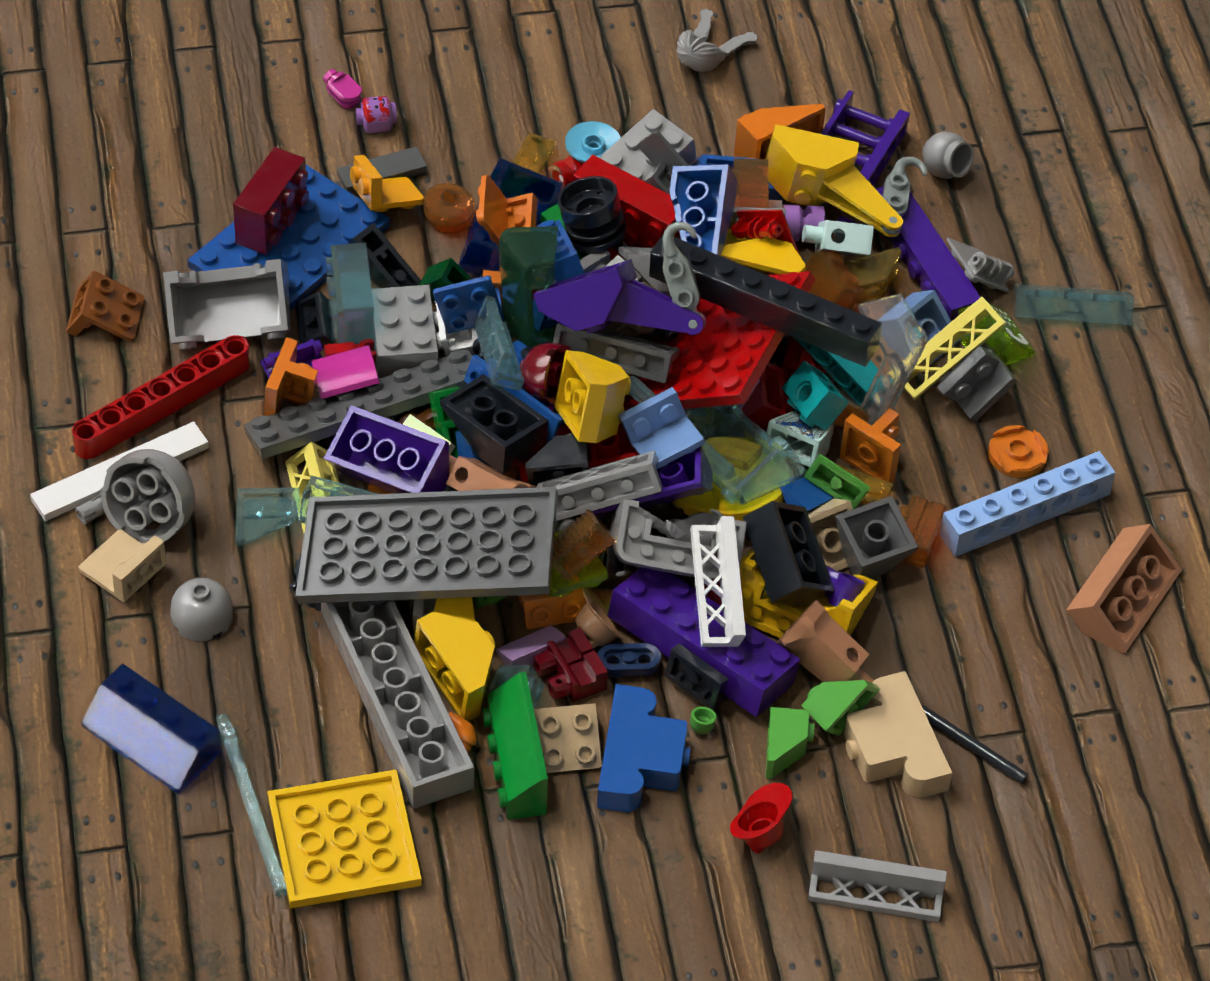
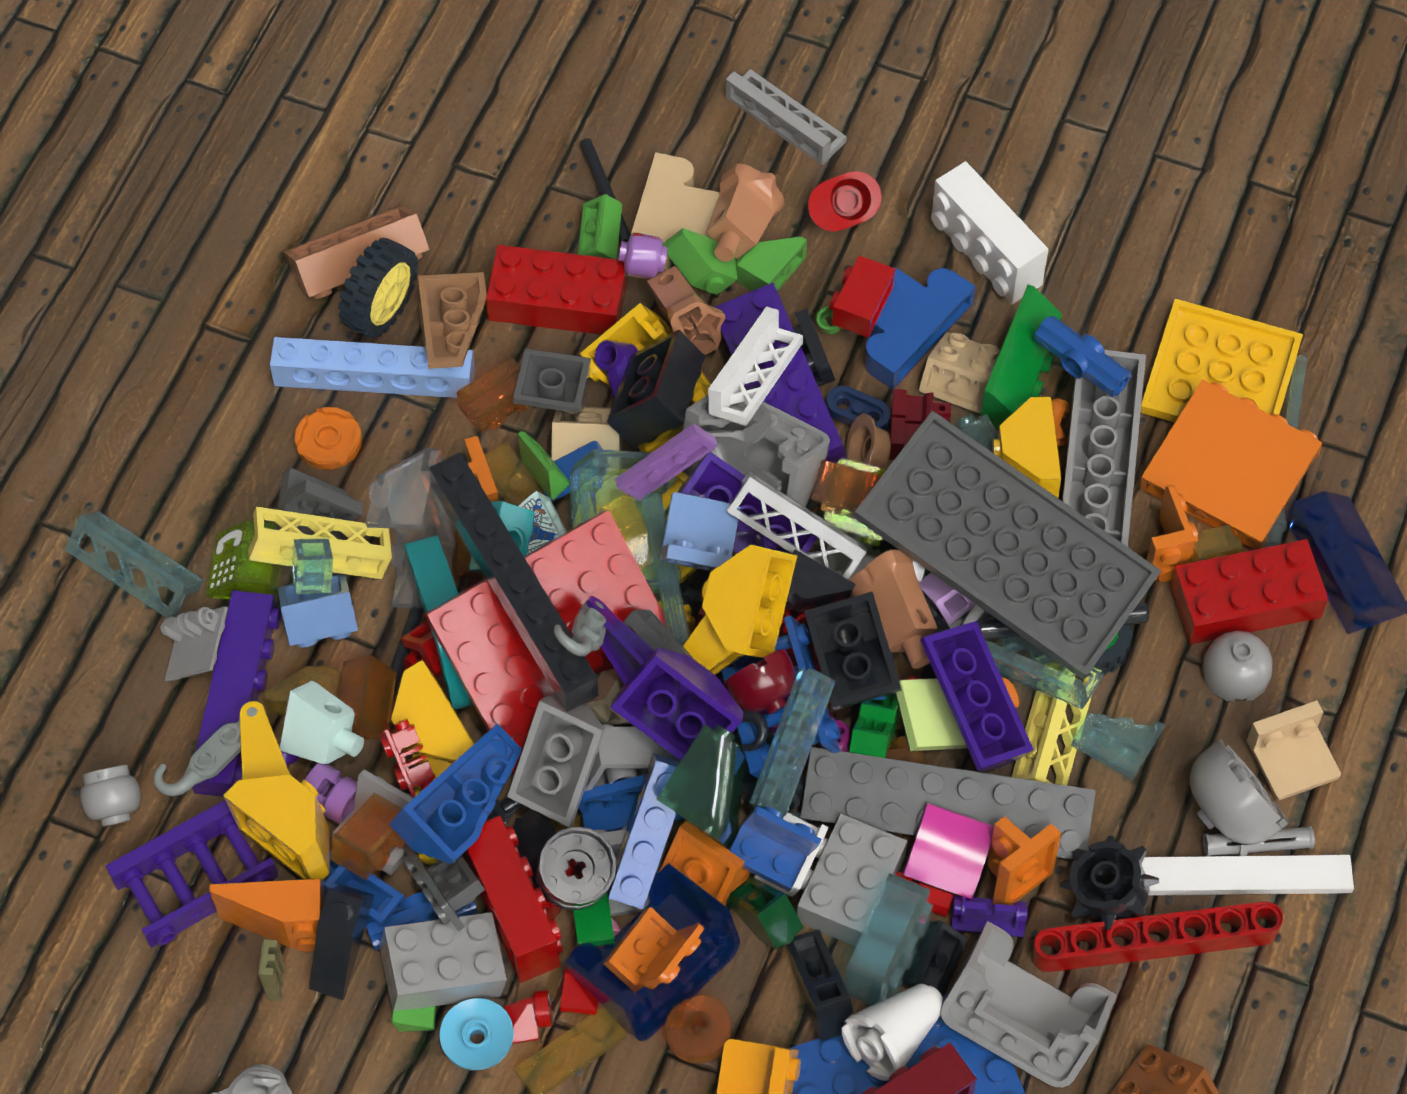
camera: 145 degrees left, 10 degrees up
(214, 401) = (1091, 878): none -> black brick
(223, 659) = (1248, 591): none -> red brick
(269, 683) = (1216, 543): none -> clear yellow brick
(289, 748) = (1231, 463): none -> orange panel
(301, 660) = (1179, 538): none -> orange bracket
(310, 238) = (892, 1029): none -> white cone
(463, 744) = (1082, 356): none -> blue piece
(618, 843) = (988, 232): none -> white brick
(682, 718) = (862, 296): none -> red piece
(723, 136) = (339, 939): none -> black slope
(727, 467) = (666, 462): none -> medium lavender tile
(750, 97) = (271, 969): none -> olive tile
(835, 747) = (743, 210): none -> nougat piece
(885, 662) = (643, 255): none -> medium lavender head
(935, 315) = (312, 566): none -> clear light blue brick
(939, 630) = (556, 290): none -> red brick
(947, 702) = (600, 227): none -> bright green slope
(998, 545) = (449, 315): none -> medium nougat wedge
(1069, 537) = (378, 287): none -> black wheel

